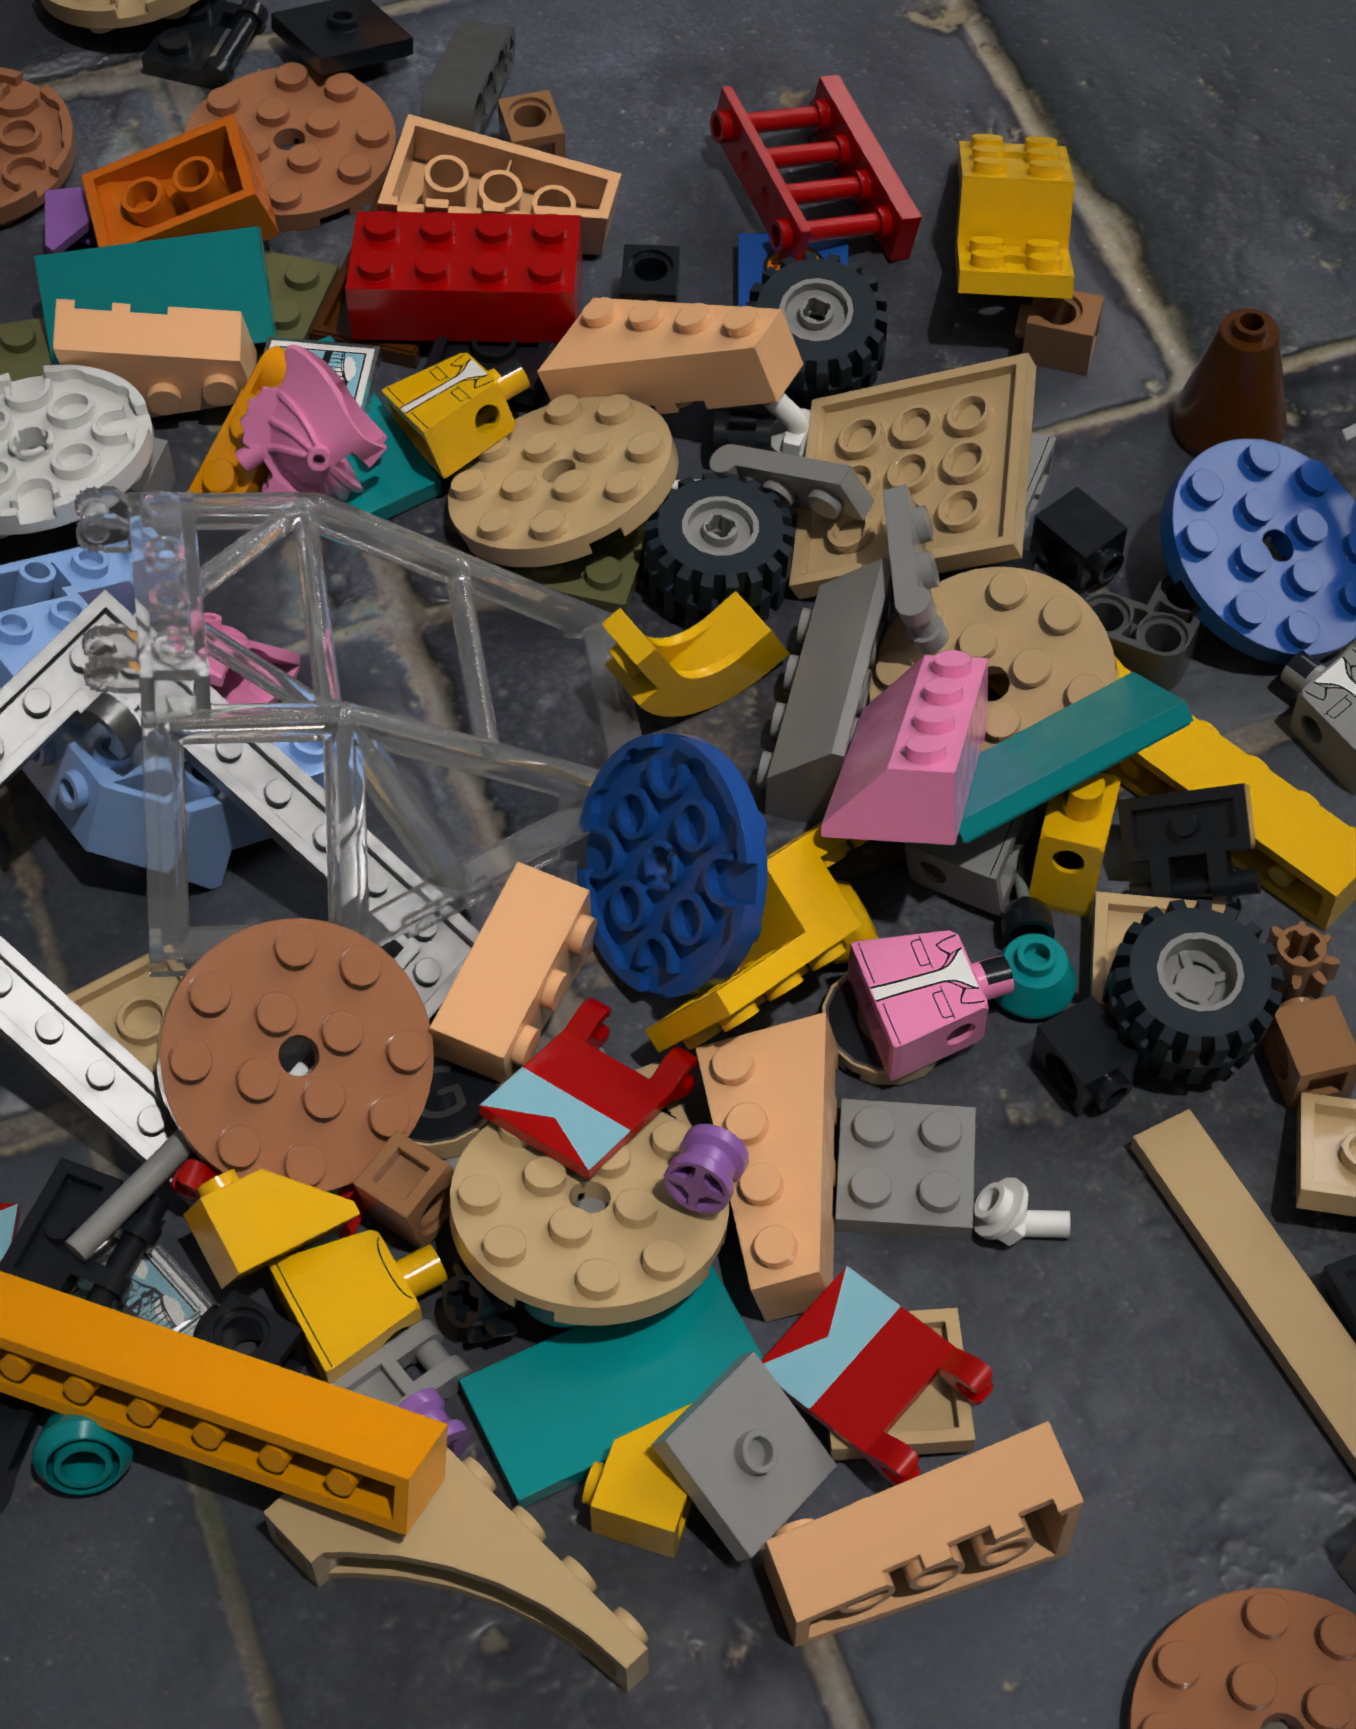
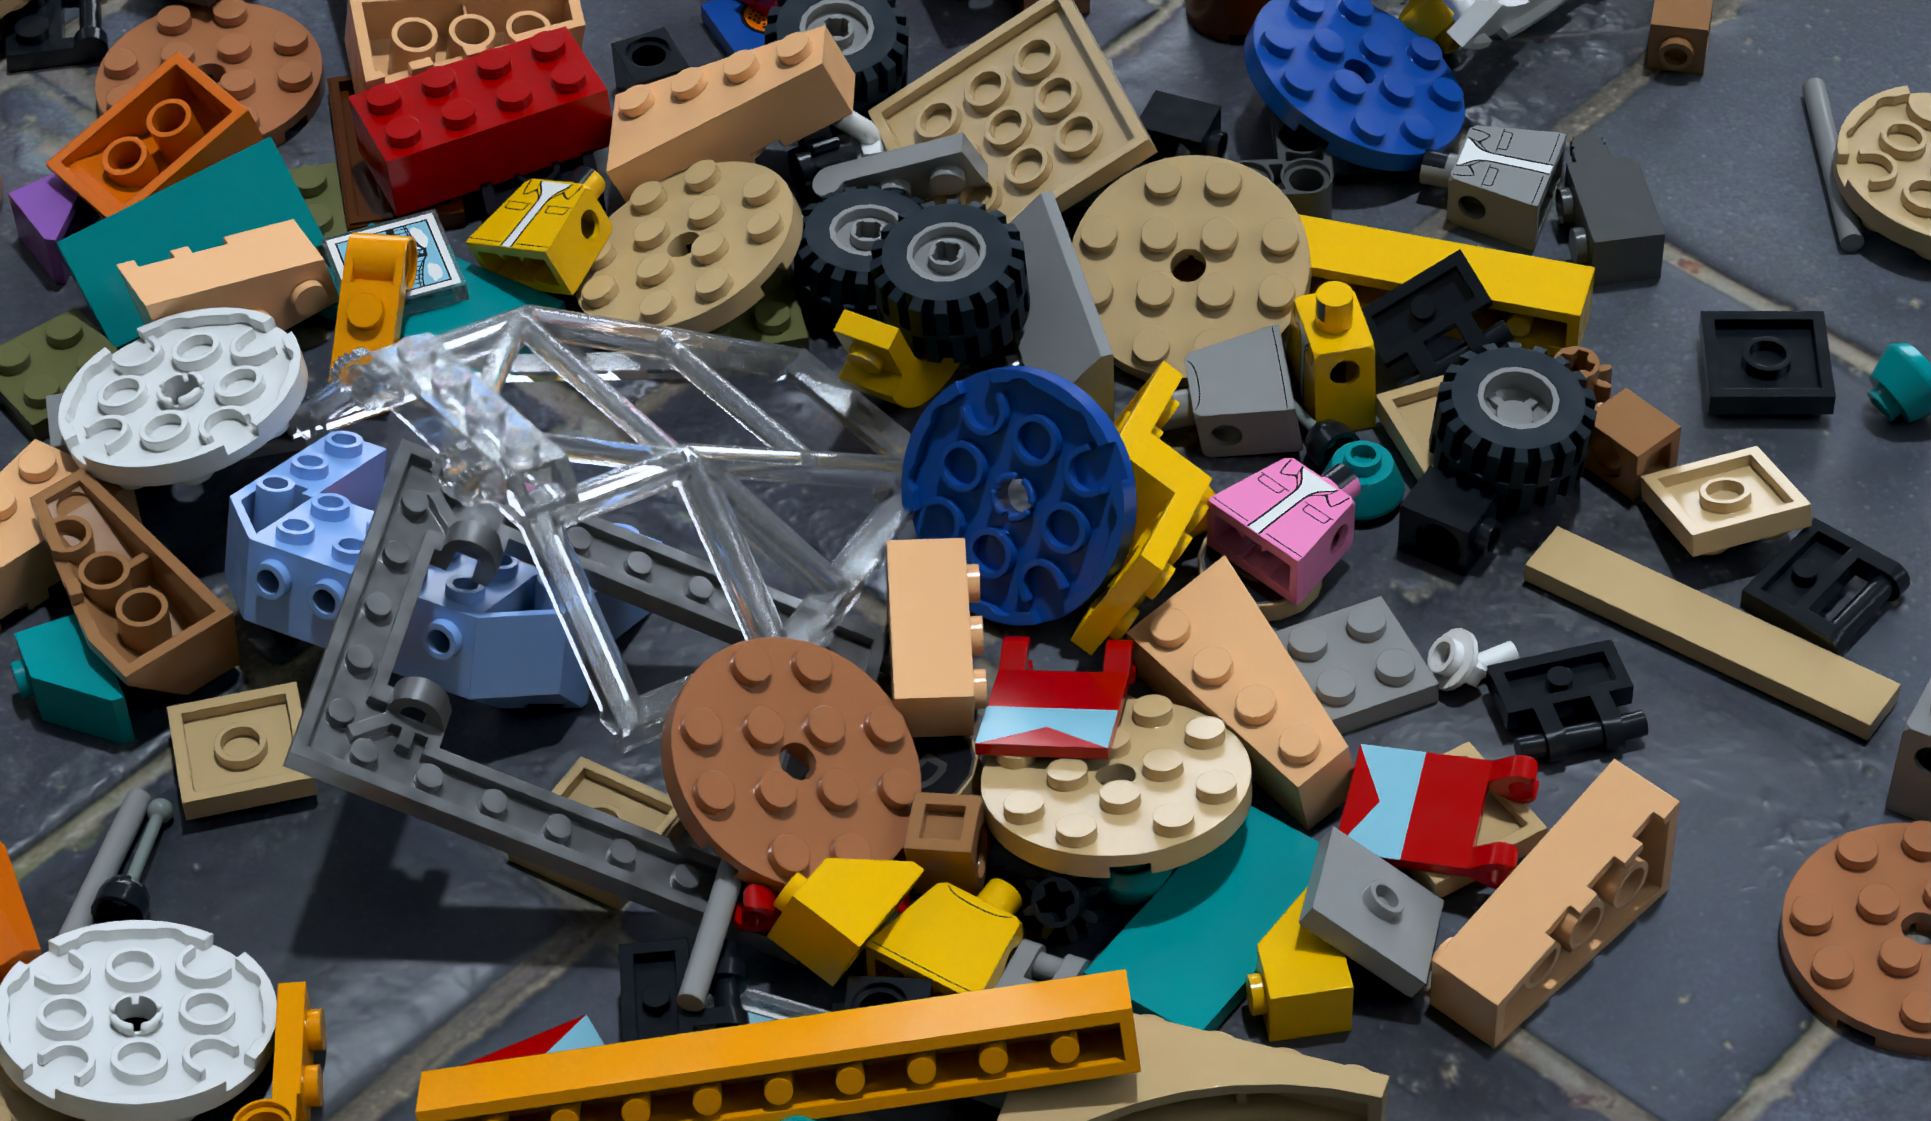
camera: 25 degrees left, 10 degrees down
(308, 430) = (430, 281): bright pink helmet -> none
(706, 1168) = (1224, 711): medium lavender wheel -> none
(746, 613) = (951, 279): none -> black wheel
(913, 569) = (1075, 193): light grey plate -> none
(914, 755) = (1178, 322): bright pink slope -> none
(1068, 750) = (1290, 286): teal tile -> none
(1088, 1287) = (1565, 685): none -> black plate

